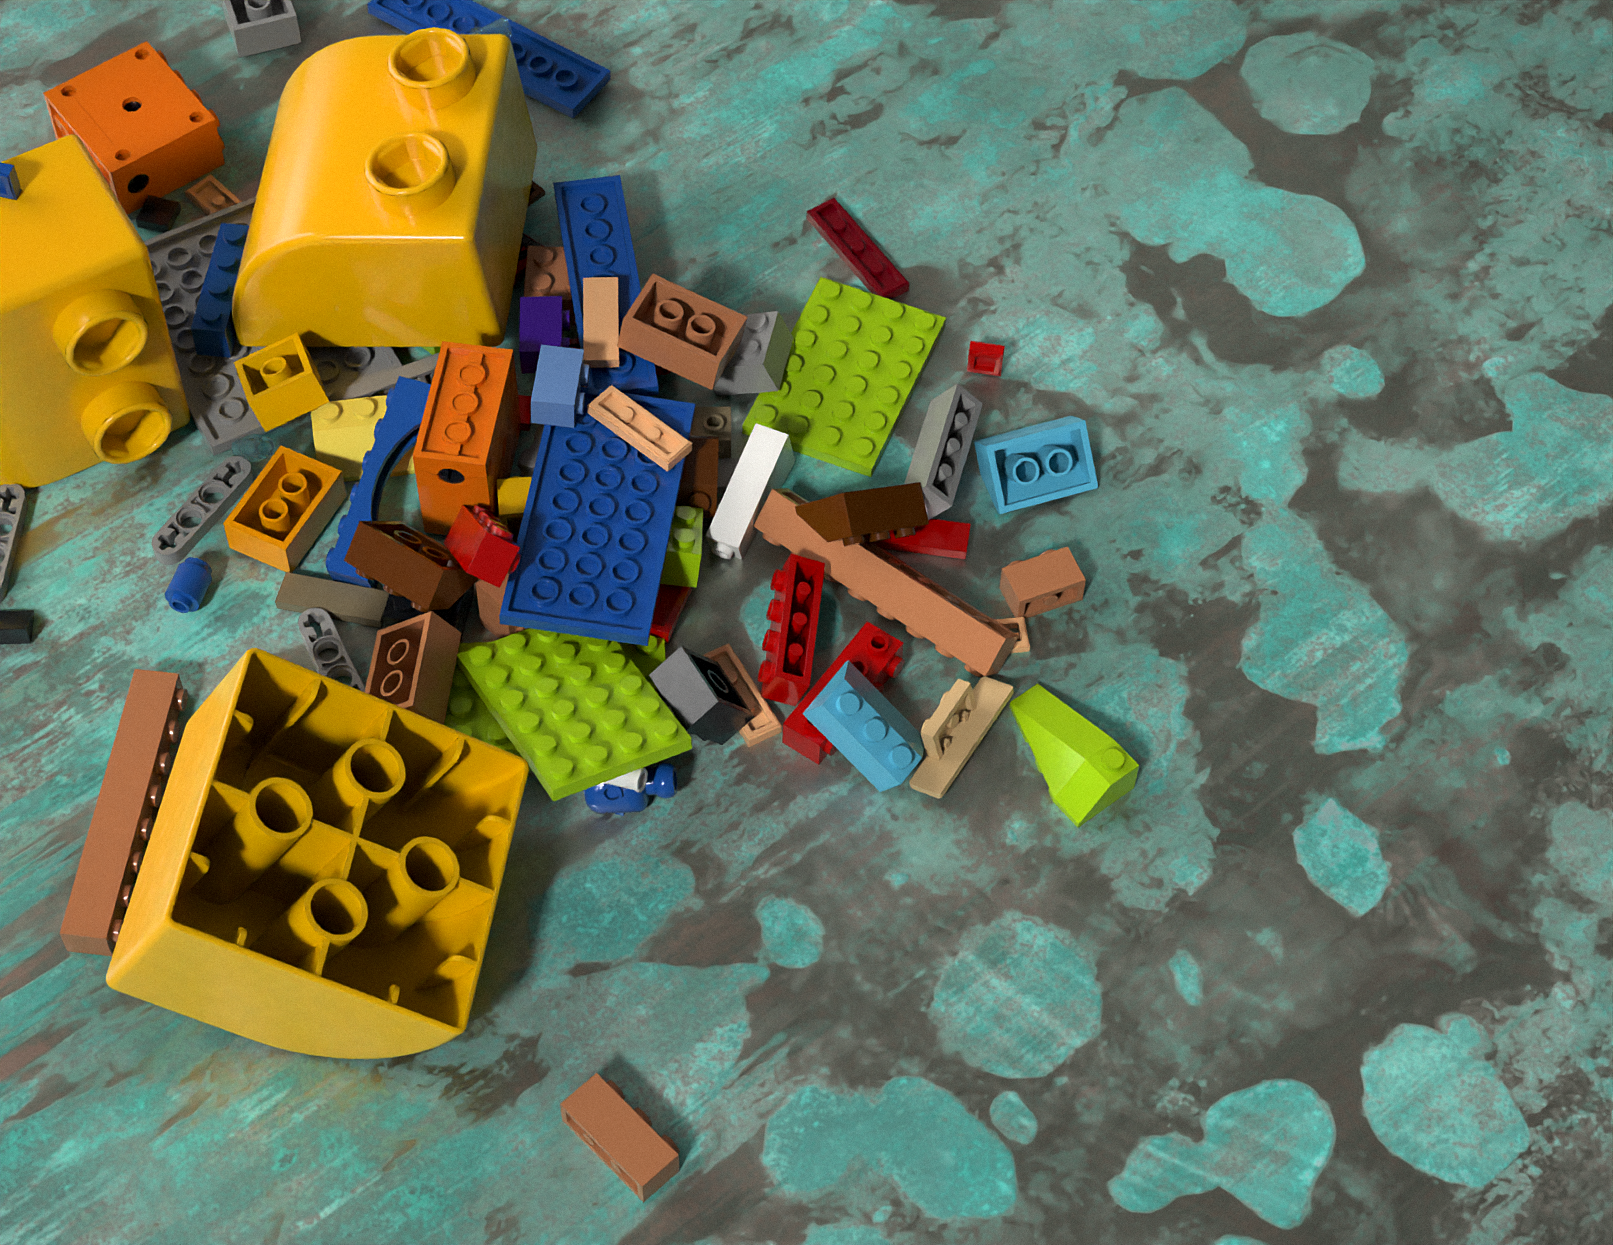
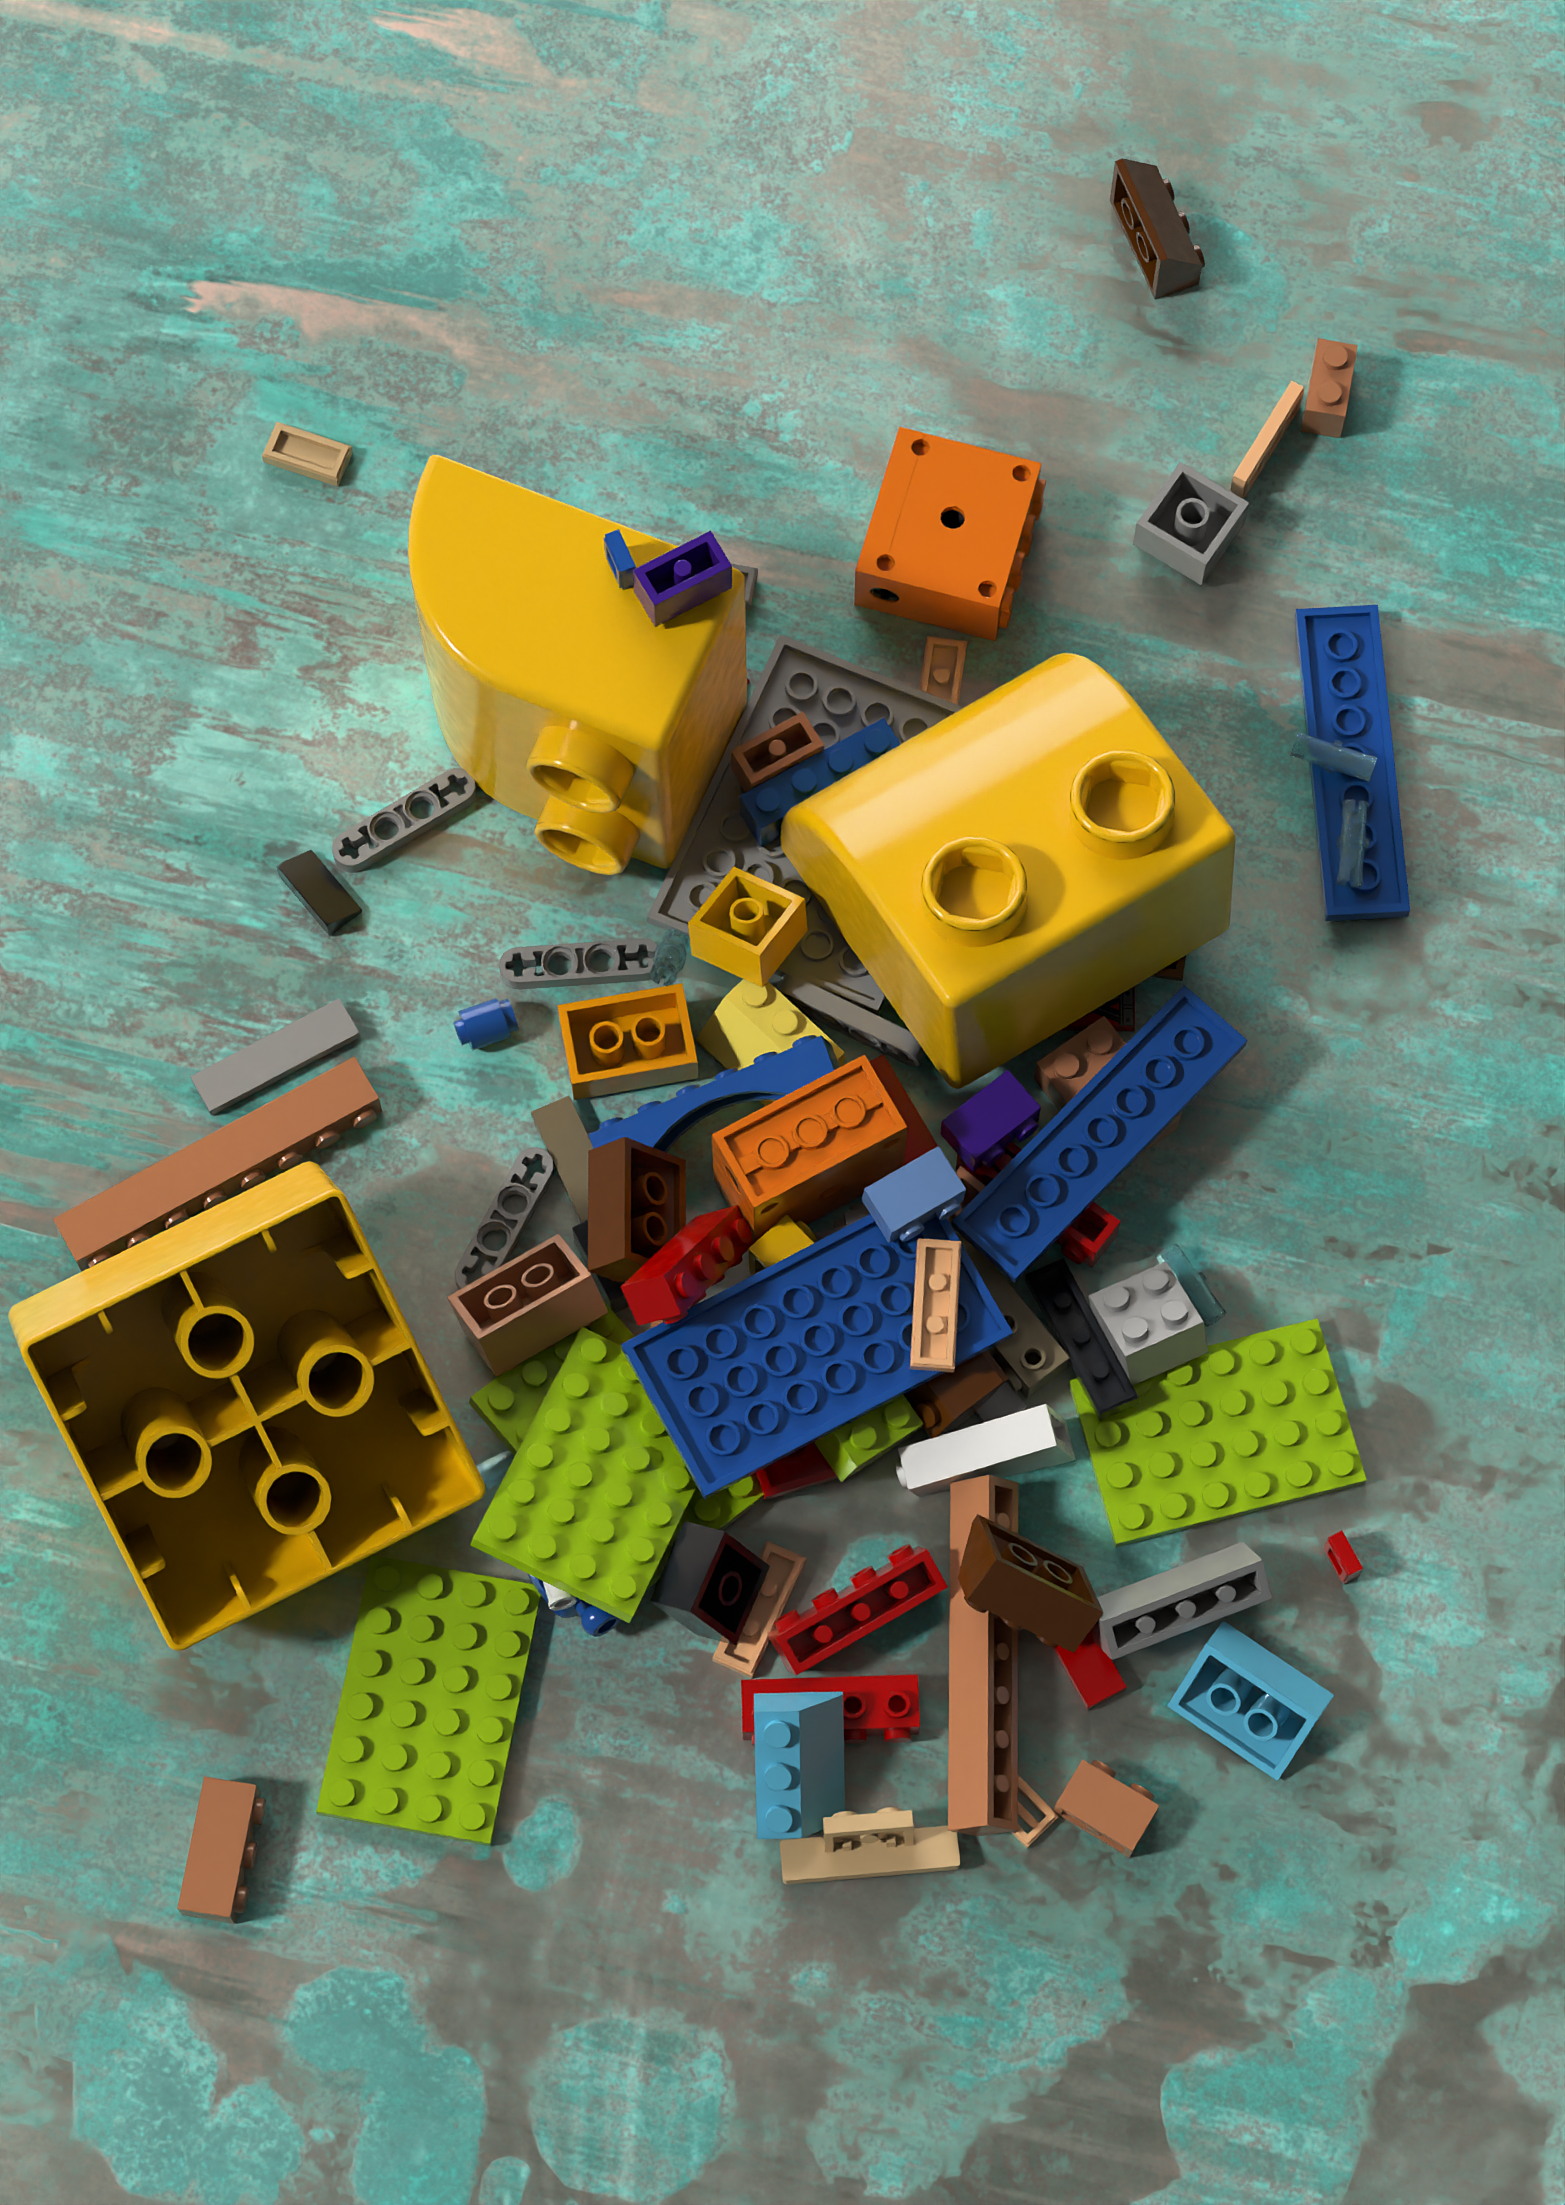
camera: 55 degrees right, 15 degrees up
(49, 150) = (682, 578): none -> brick
(81, 729) = (275, 1056): none -> light grey tile
(158, 214) = (880, 636): black tile -> none
(182, 295) = (775, 751): none -> nougat brick
(542, 64) = (1352, 843): none -> clear light blue pin
(601, 322) = (1043, 1167): light nougat tile -> none
(628, 934) = (430, 1700): none -> lime plate
(682, 331) = (1084, 1256): nougat brick -> none
(745, 399) = (1082, 1339): none -> black tile
(857, 250) = (1387, 1328): dark red tile -> none
(1077, 759) = (925, 1979): lime wedge -> none

